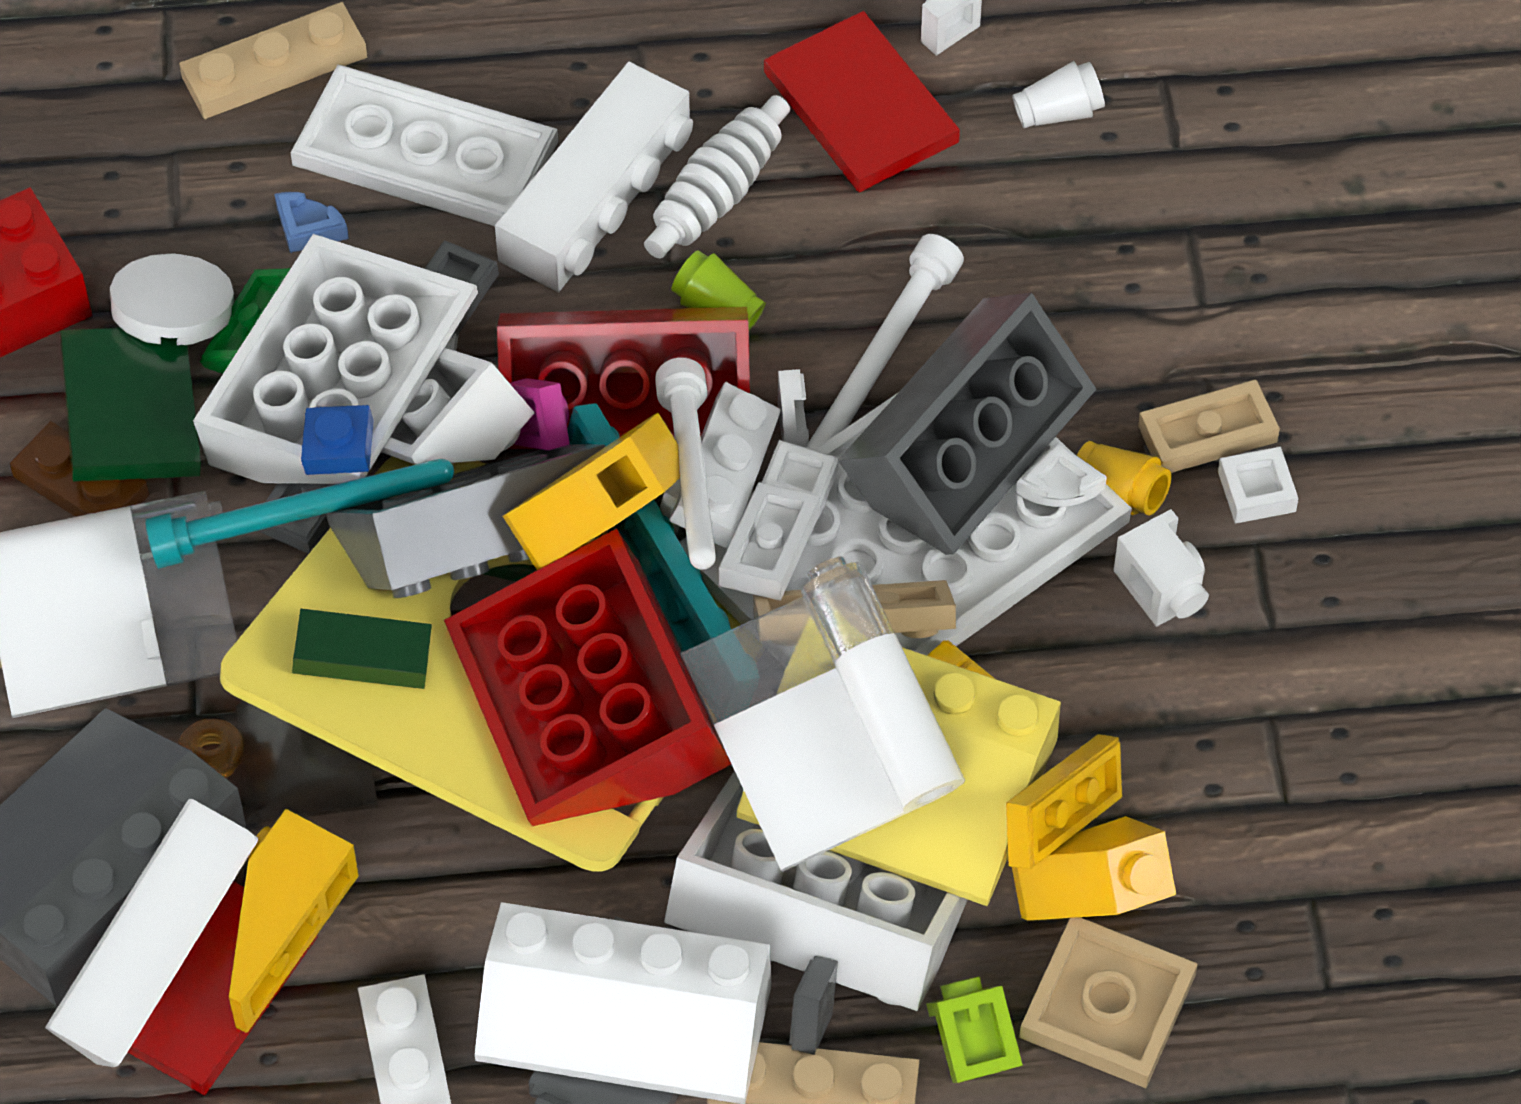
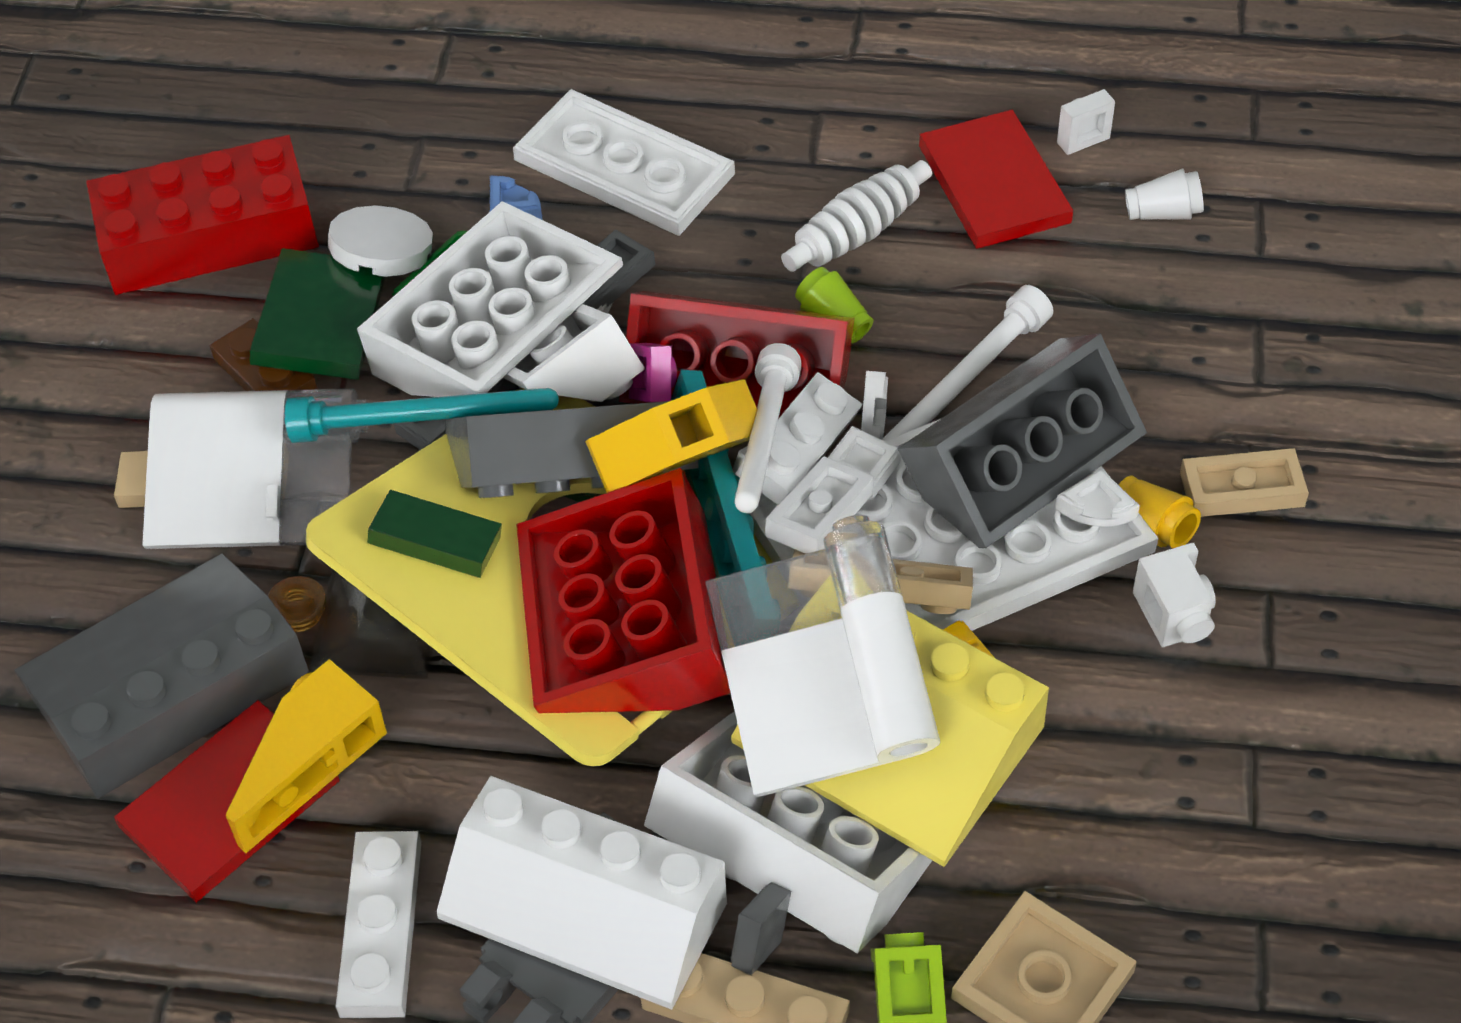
camera: 15 degrees right, 5 degrees down
(151, 934) = (180, 747): white slope -> none
(273, 60) = (521, 80): tan plate -> none
(337, 439) = (466, 359): blue plate -> none
(594, 177) = (752, 200): white brick -> none
(1063, 801) = (1035, 783): yellow tile -> none
(1098, 873) = (1053, 855): yellow slope -> none
(1258, 485) = (1279, 539): white plate -> none

